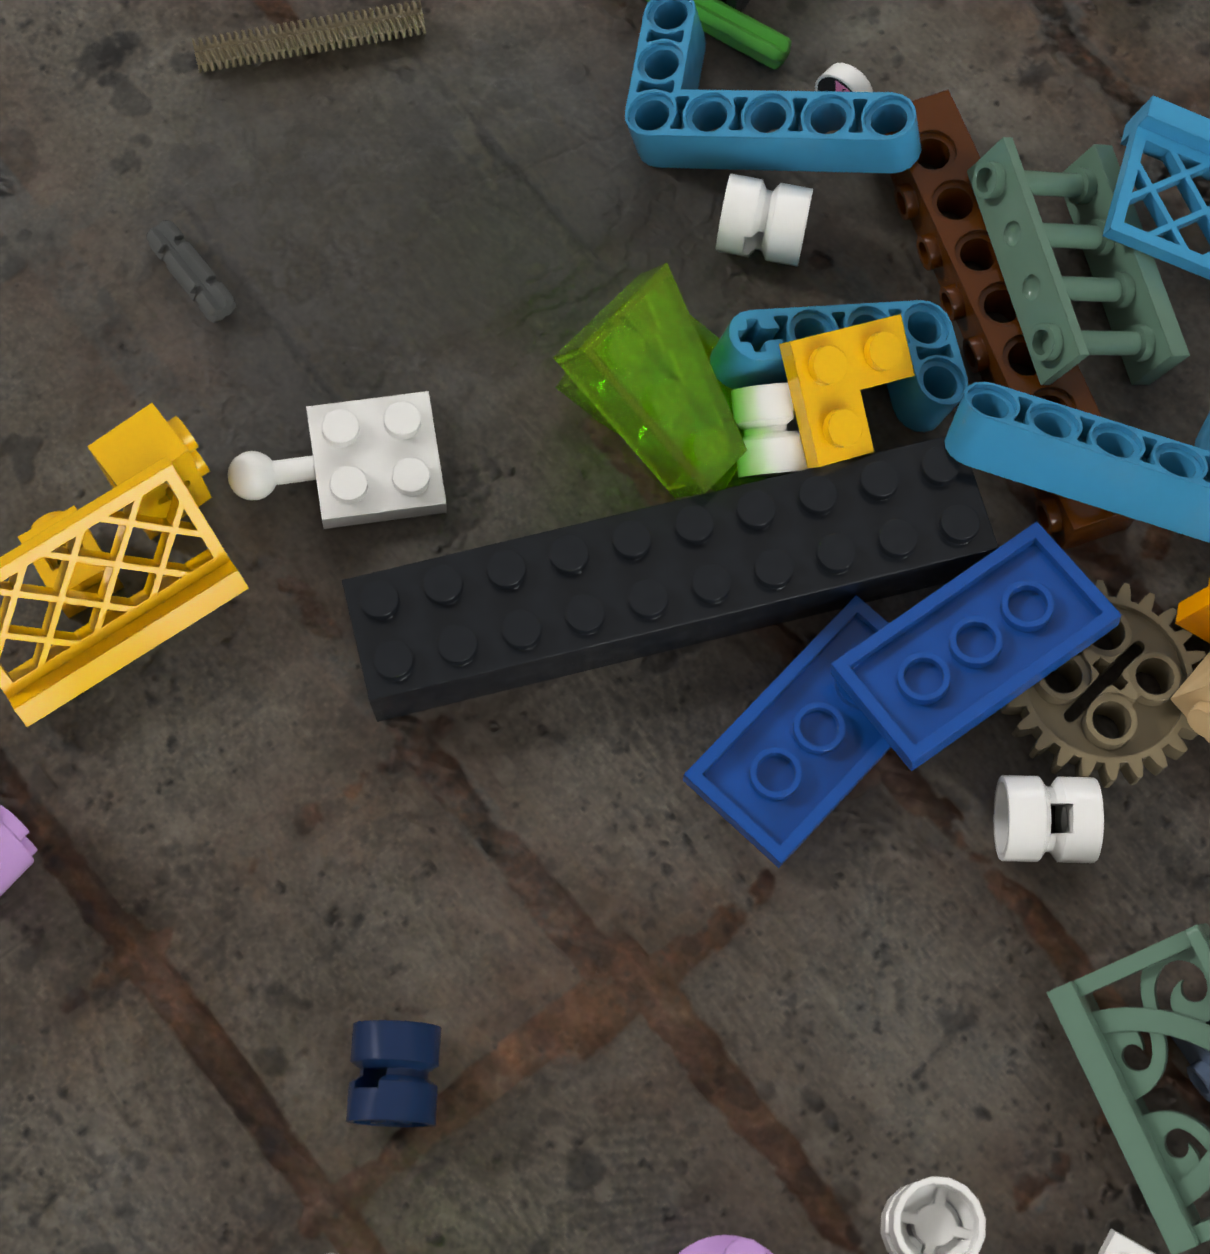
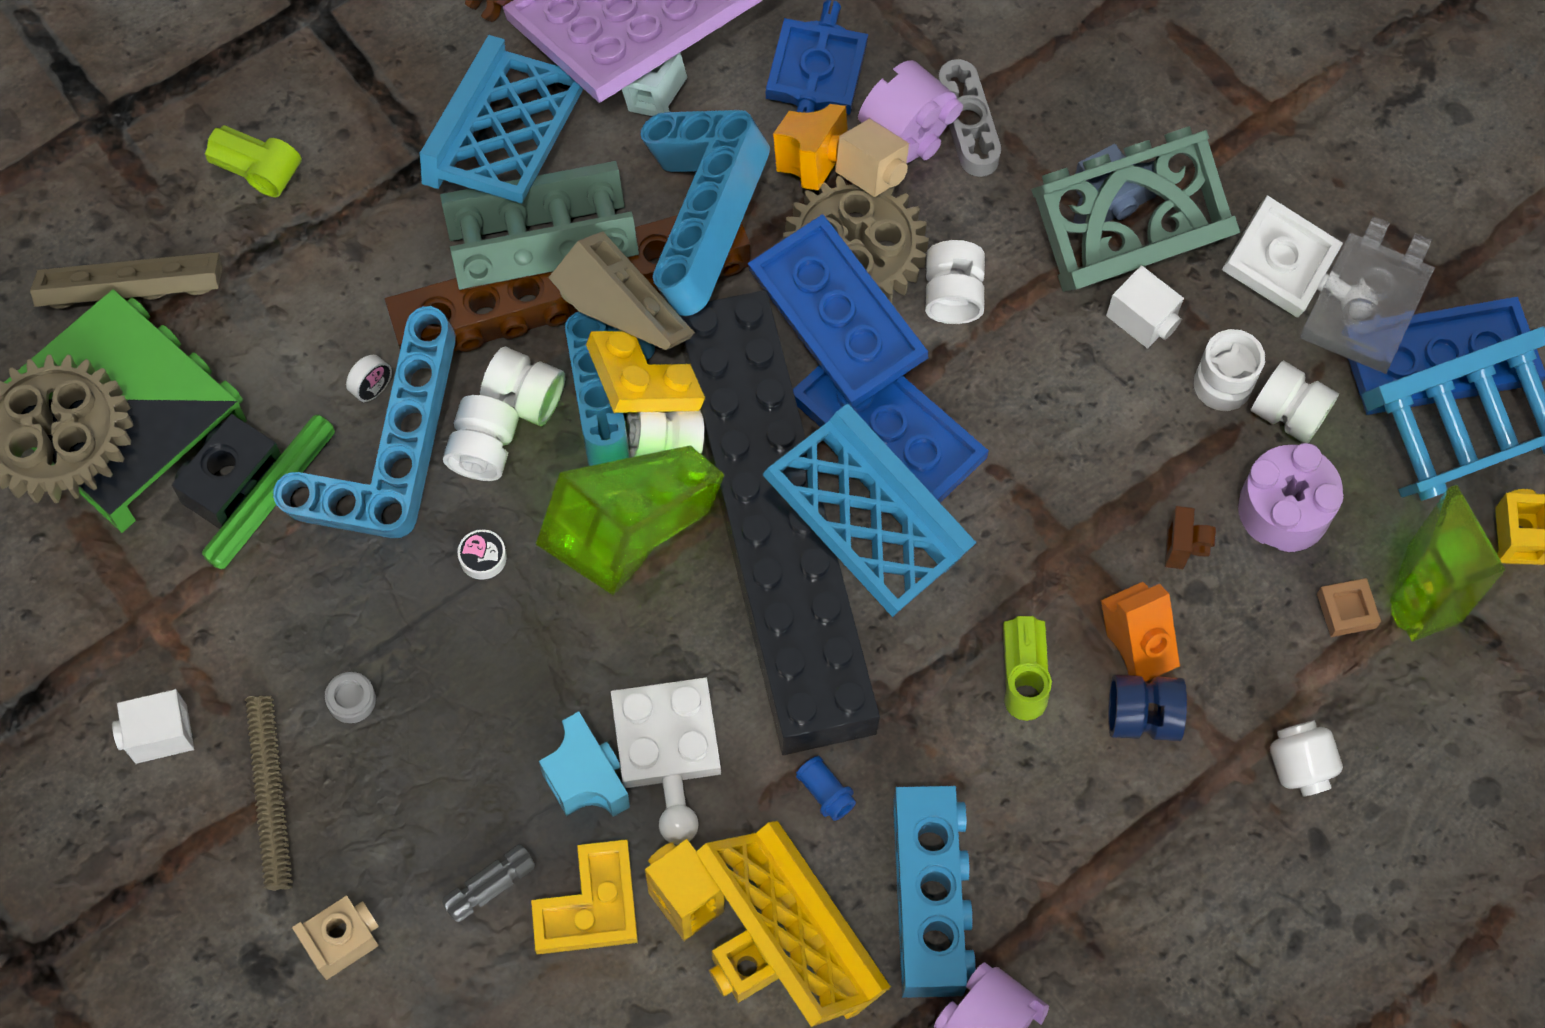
camera: 90 degrees left, 5 degrees down
(50, 765) = (922, 969): none -> dark azure brick
(129, 112) = (335, 954): none -> tan brick
(139, 374) = (597, 916): none -> yellow plate
(295, 651) = (826, 789): none -> blue pin
(322, 361) = (584, 771): none -> medium azure brick
(426, 111) = (350, 697): none -> light grey tile
(468, 910) = (1026, 665): none -> lime piece
(508, 1070) = (1142, 629): none -> orange brick
(613, 240) = (482, 554): none -> tile
(657, 1143) = (1186, 538): none -> reddish brown tile
(706, 725) = (891, 490): none -> dark azure fence
(841, 258) = (526, 387): none -> white wheel
(959, 344) = (612, 290): none -> dark tan slope
(1033, 1105) = (1145, 307): none -> white brick

